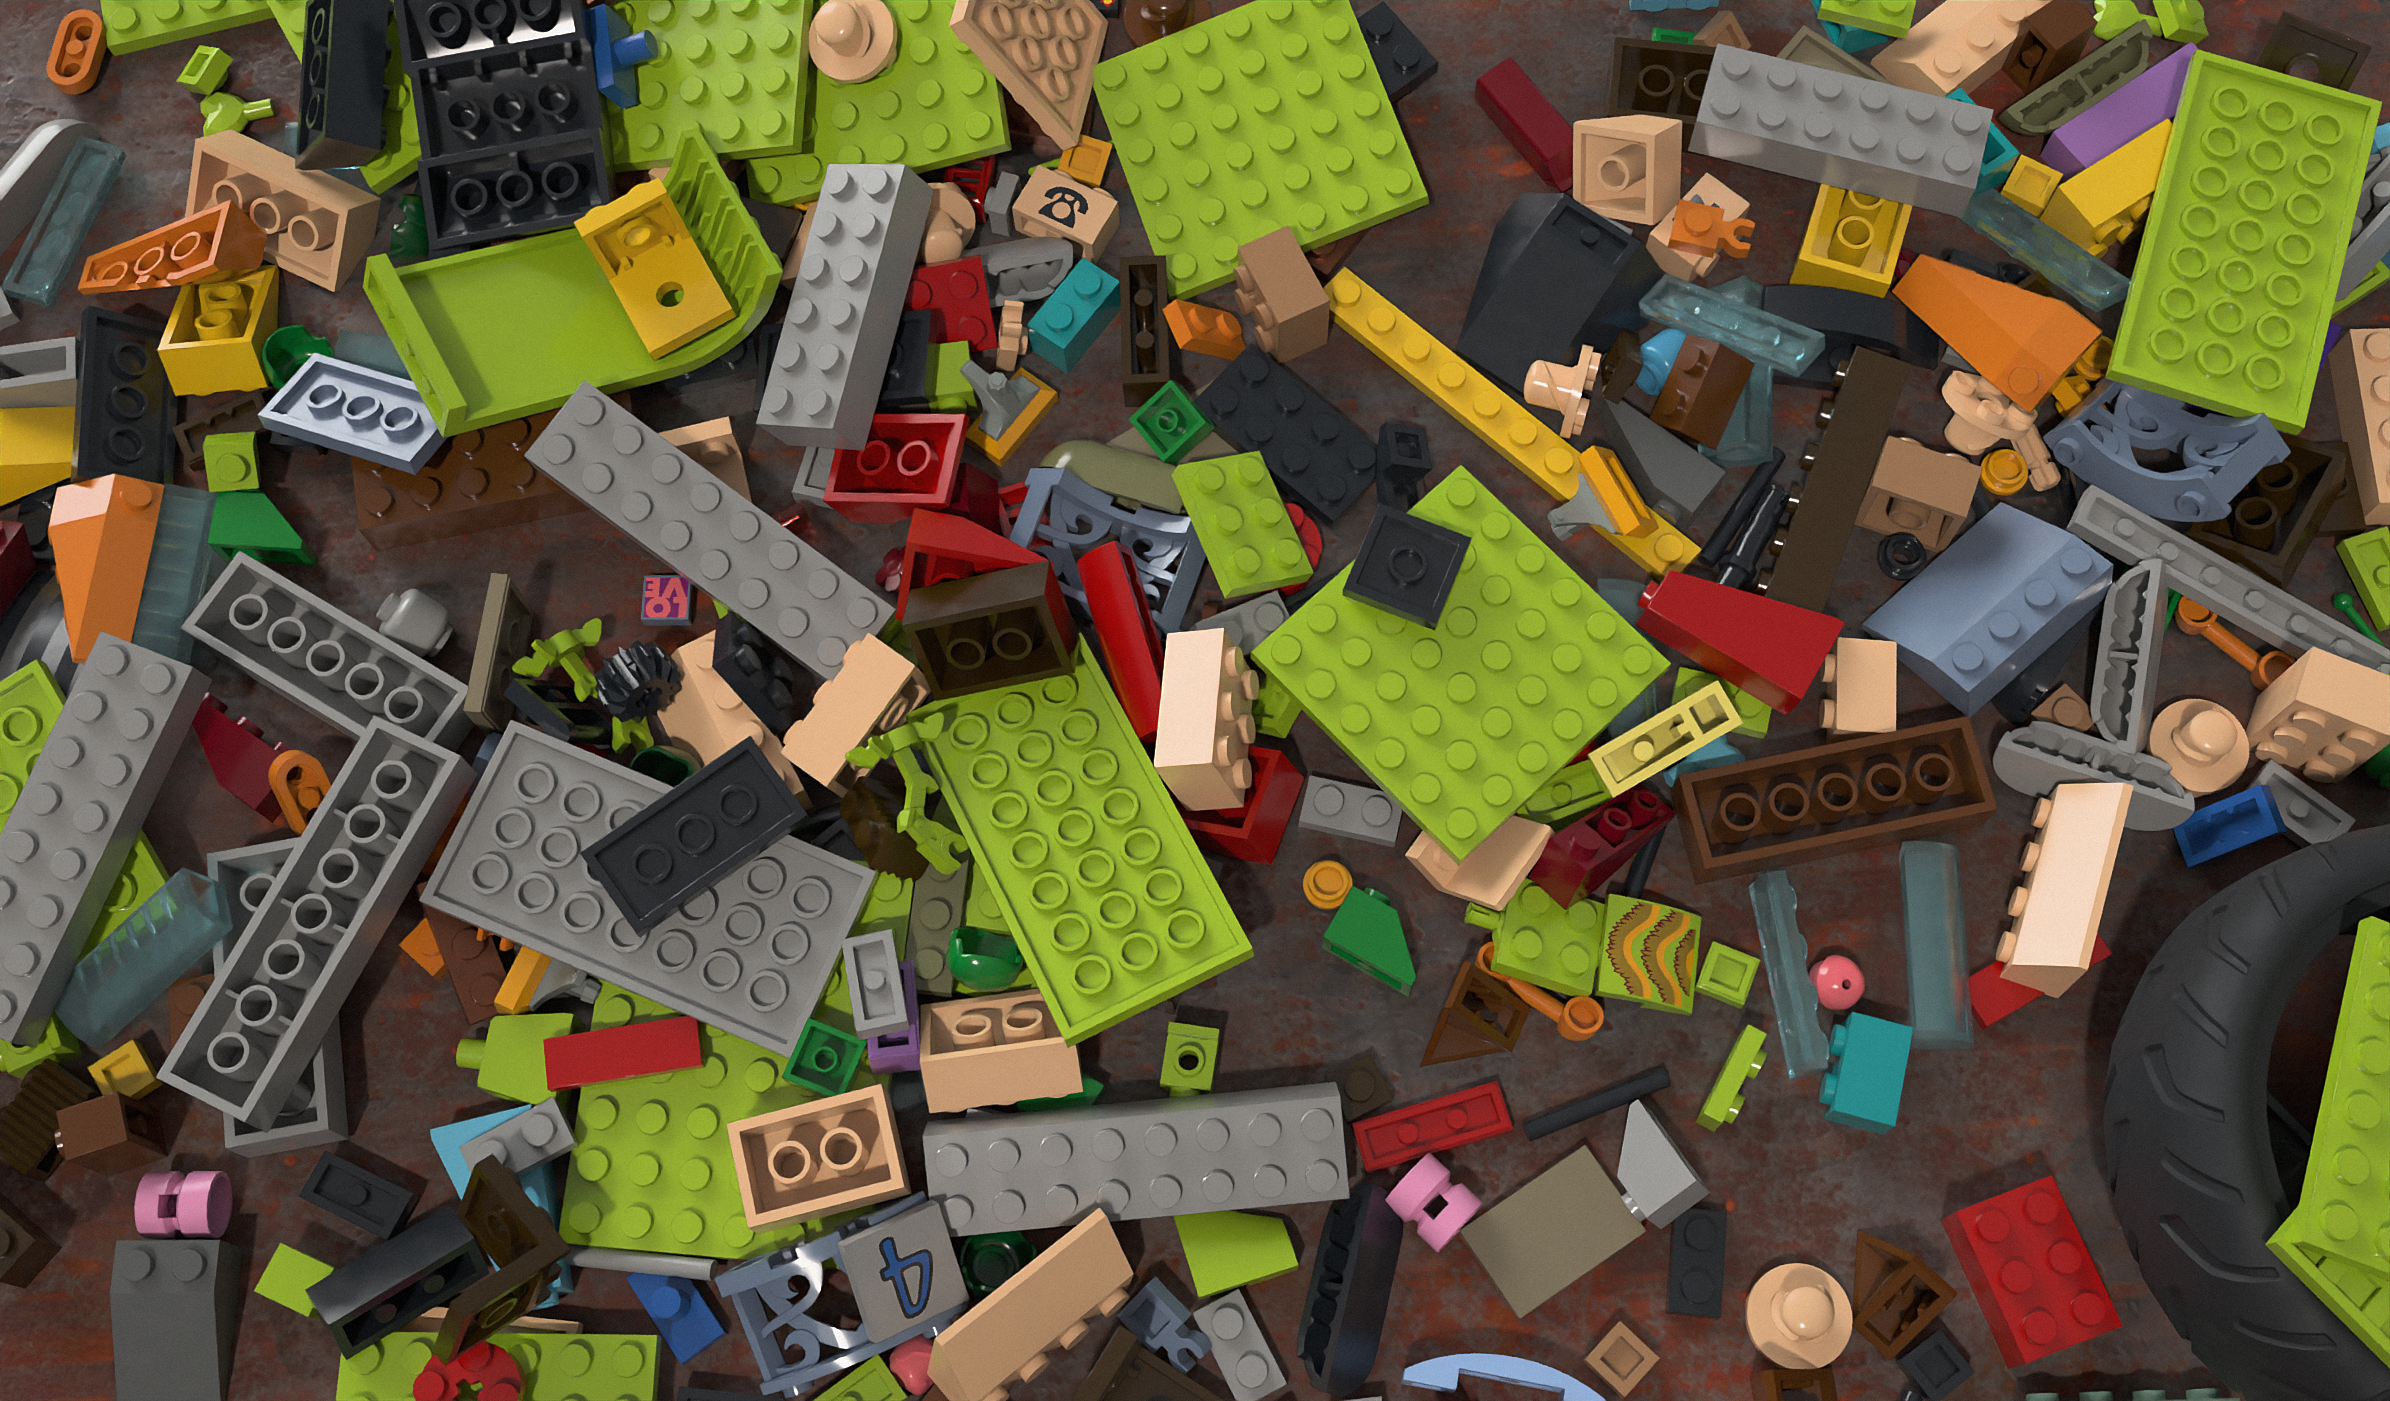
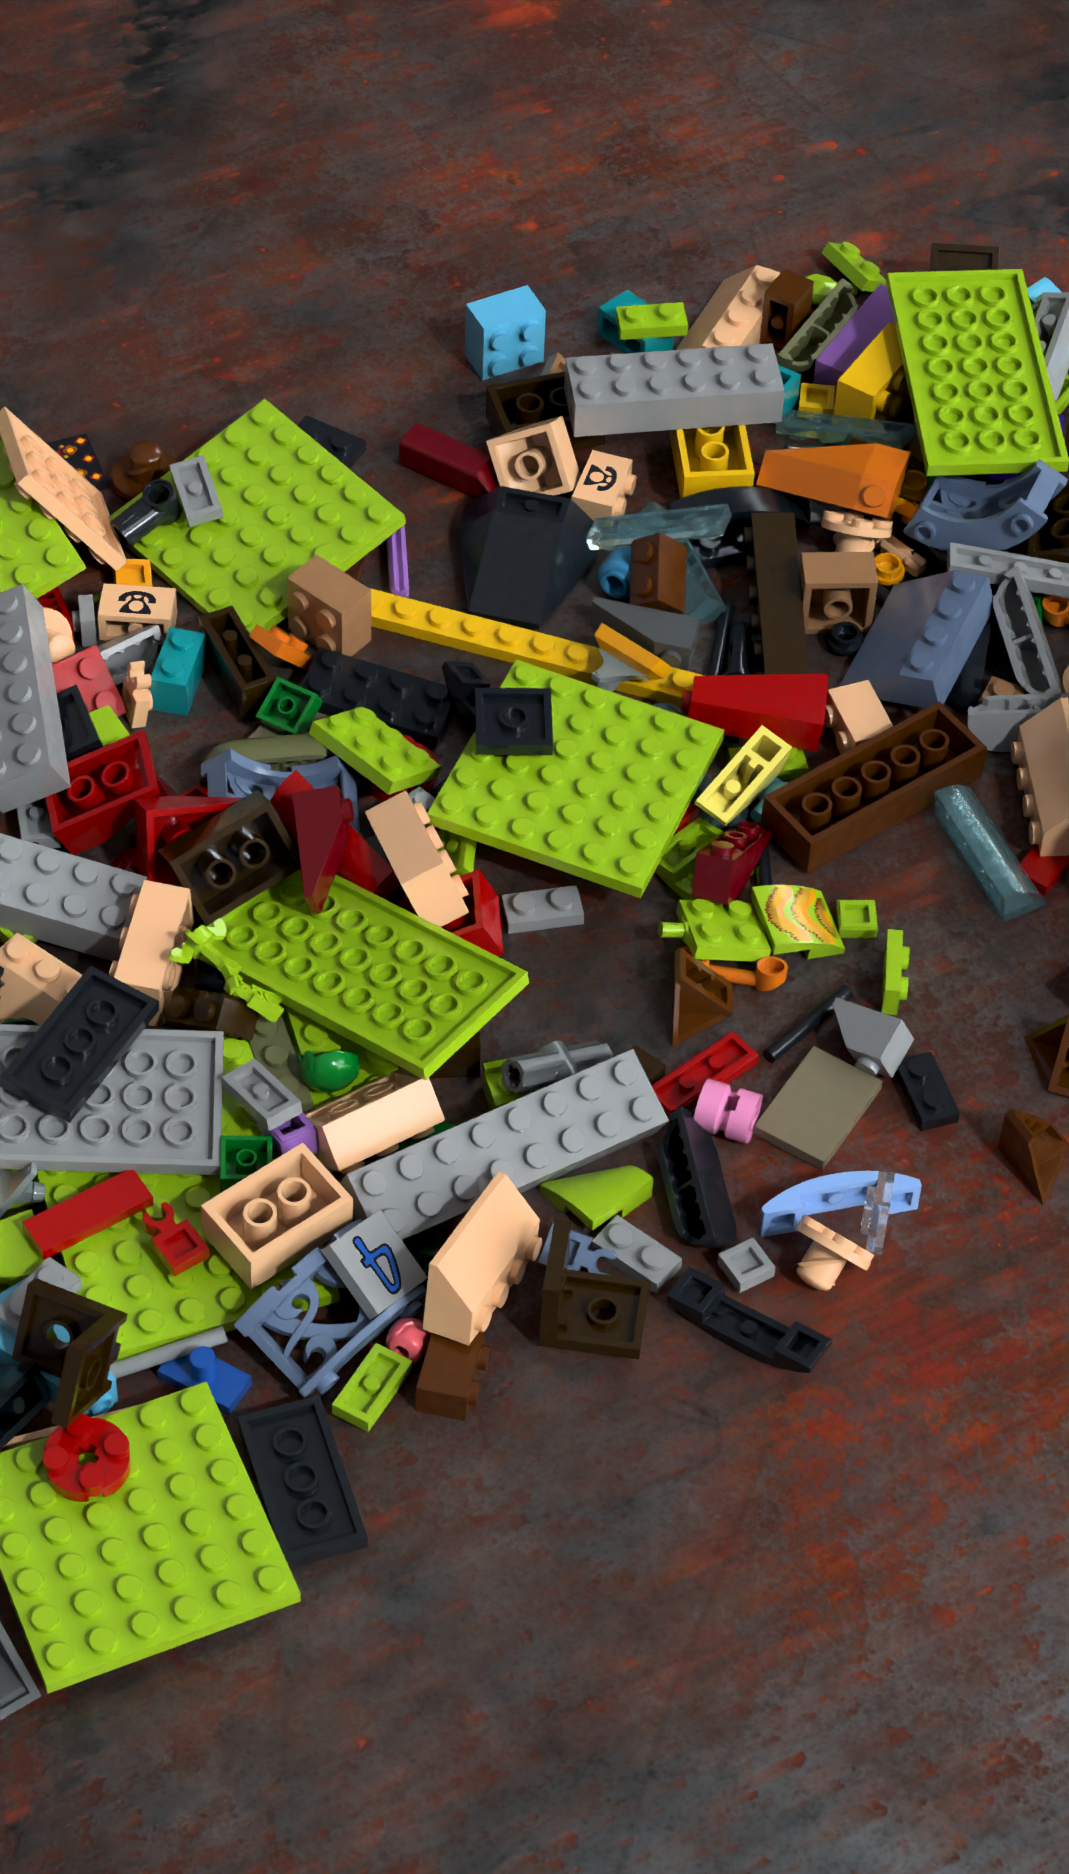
camera: 30 degrees left, 20 degrees down
(701, 1141) = (175, 1244): none -> red plate
(753, 673) = (54, 939): black plate -> none
(1008, 412) = (164, 737): piece -> none
(1098, 653) = (322, 837): none -> dark red slope
(1124, 88) = (147, 513): none -> black piece
(1196, 75) = (196, 491): none -> light grey plate
(1252, 1063) = (551, 1065): none -> dark grey piece
(1327, 884) = (549, 956): light orange plate -> none
(1371, 939) = (602, 976): green slope -> none
(1406, 244) = (398, 563): none -> medium lavender axle
(1490, 872) = (662, 900): light nougat bracket -> none
(1561, 388) = (562, 604): light nougat plate -> none
(1621, 366) = (593, 578): dark brown plate -> none
(1621, 1359) = (906, 1157): medium nougat plate -> none
(1700, 230) = (609, 482): orange plate -> none
(1792, 992) = (898, 900): clear light blue plate -> none
(1798, 1317) = (1008, 1086): light nougat plate -> none
(1837, 982) = (933, 894): coral piece -> none
(1866, 1073) = (981, 938): teal brick -> none

